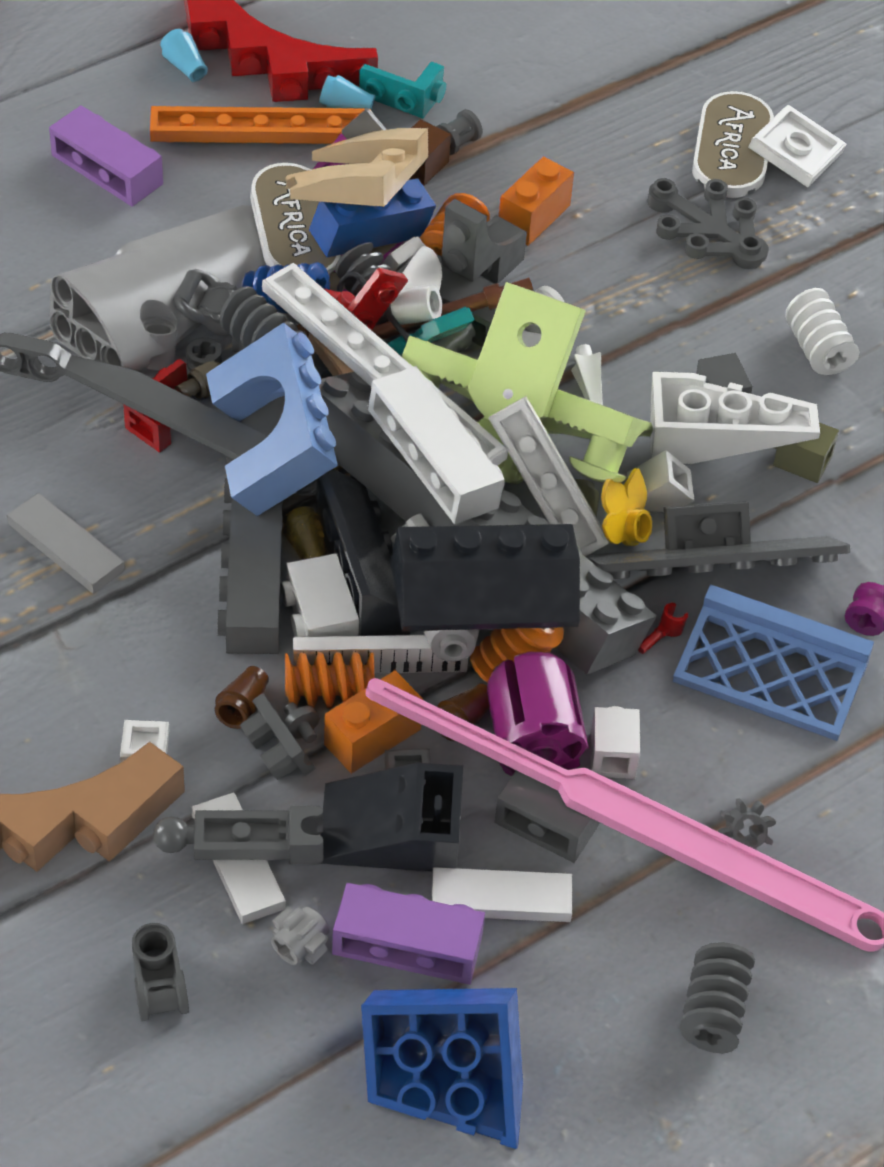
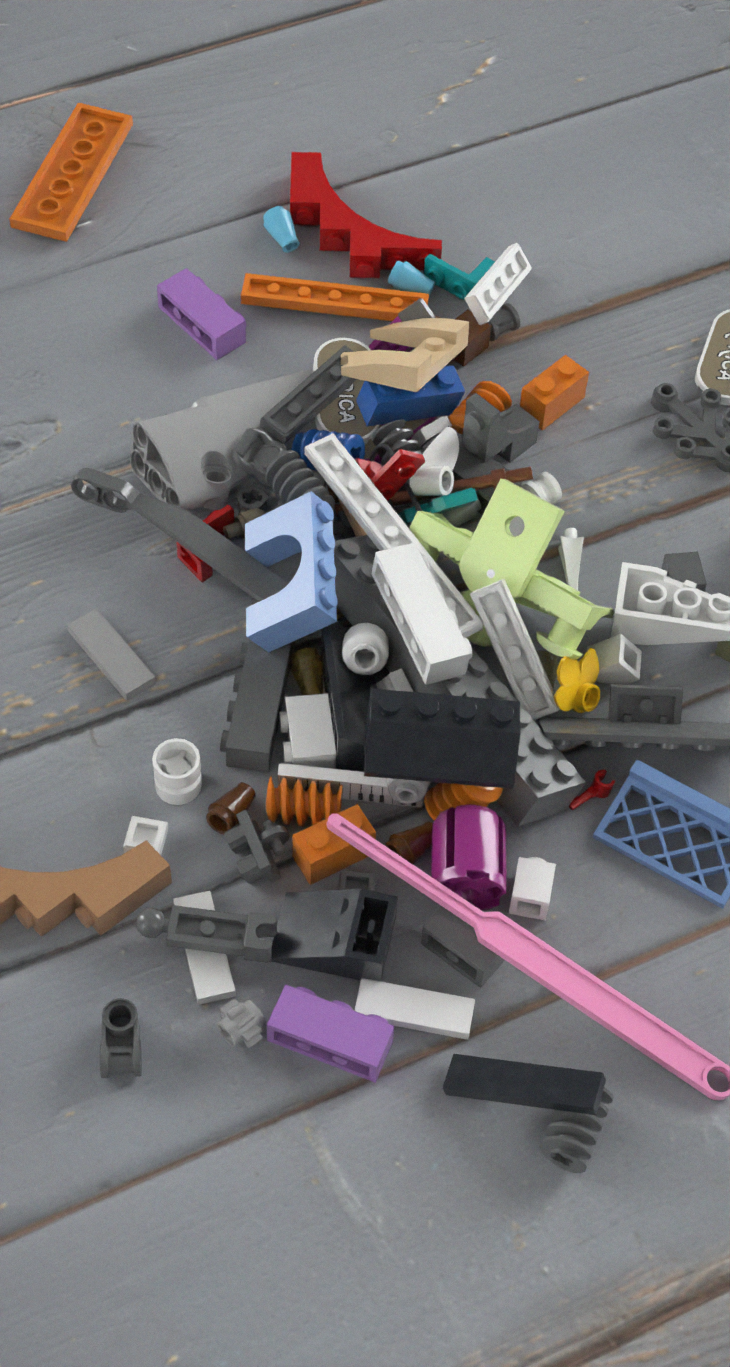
camera: 10 degrees right, 5 degrees up
(171, 662) = (177, 771): none -> white wheel
(253, 232) = (307, 399): none -> dark grey tile
(384, 502) = (365, 648): none -> white head
(447, 1057) = (342, 1145): blue wedge -> none
(450, 88) = (498, 283): none -> white tile
(649, 957) = (524, 1084): none -> black tile
(758, 831) = (629, 966): dark grey gear -> none

